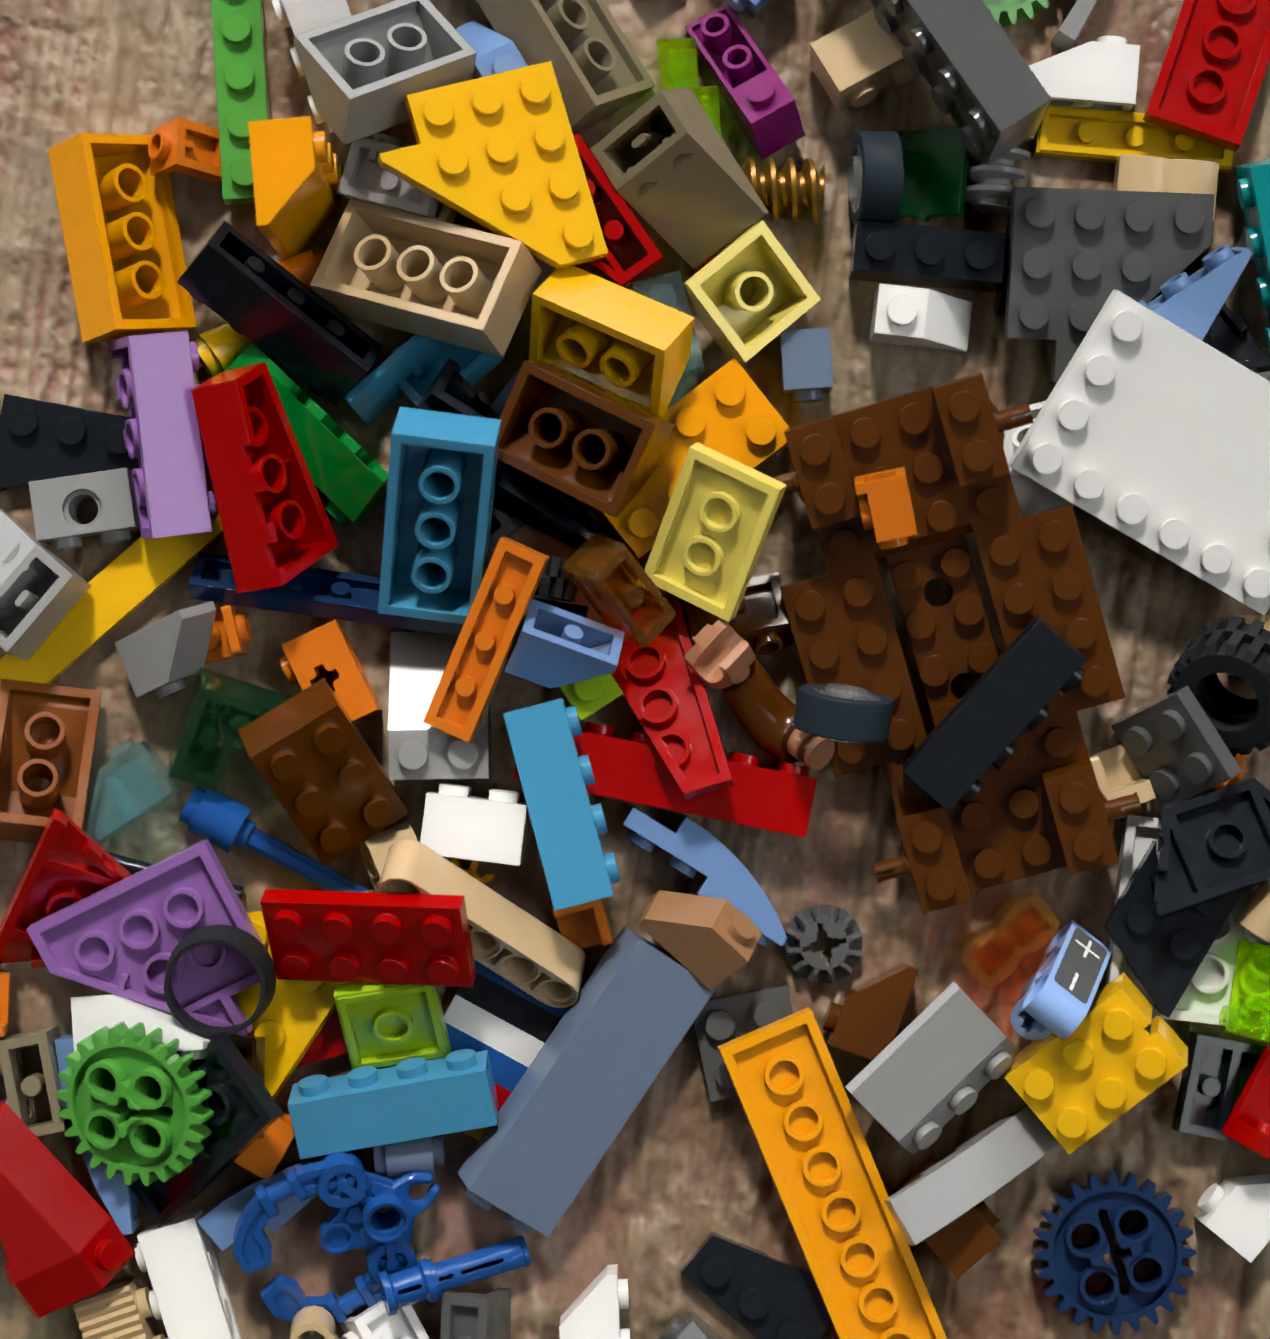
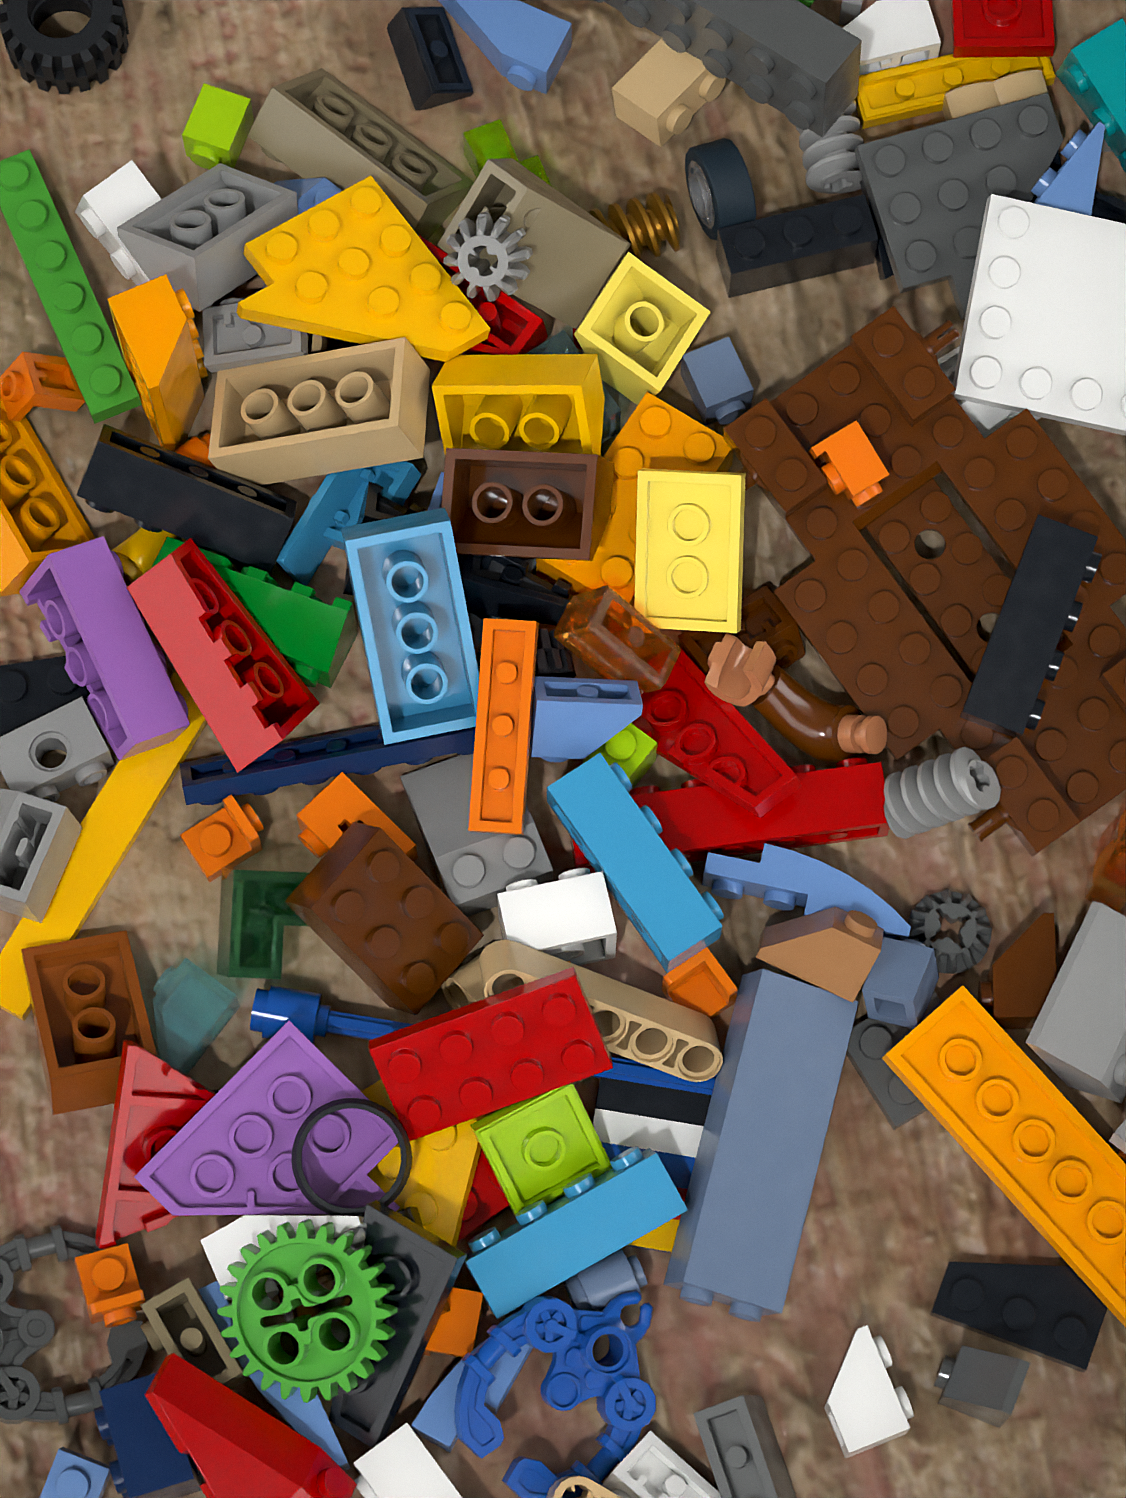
camera: 20 degrees left, 15 degrees down
(168, 651) = (183, 859): light grey slope -> none
(431, 1279) = (672, 1398): blue pin -> none
(628, 184) = (497, 242): none -> light grey gear
(747, 81) = (572, 151): magenta slope -> none
(761, 984) = (901, 982): none -> sand blue brick
(843, 713) = (882, 676): black wheel -> none
(856, 832) = (939, 792): none -> light grey piece
(920, 318) = (810, 305): white slope -> none
(933, 173) = (777, 167): dark green piece -> none

